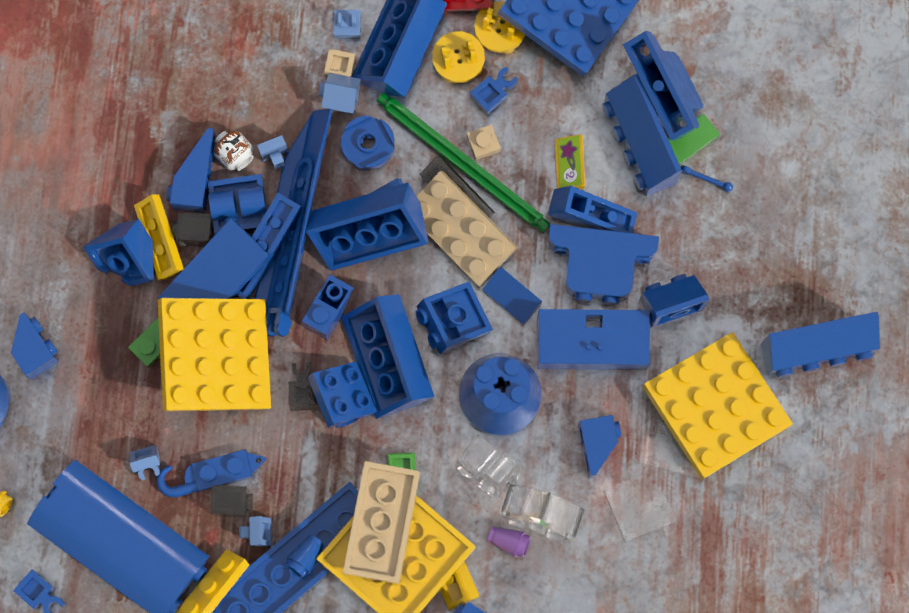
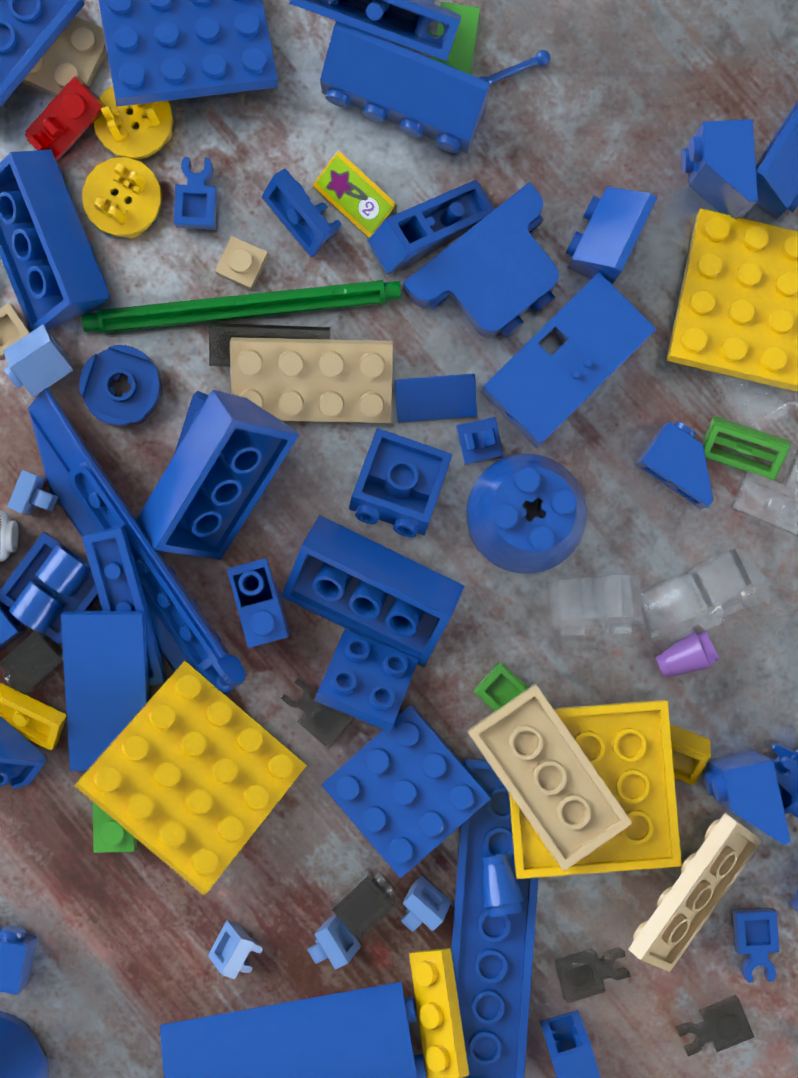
camera: 40 degrees left, 10 degrees up
(197, 505) = (335, 943): none -> medium blue tile
(211, 472) = (314, 891): blue plate -> none
(306, 467) = (406, 791): none -> blue plate
(512, 337) = (479, 441): none -> blue tile
(533, 145) = (297, 212): none -> blue plate
(647, 462) = (748, 434): none -> bright green tile
(760, 317) = (723, 165): none -> blue slope

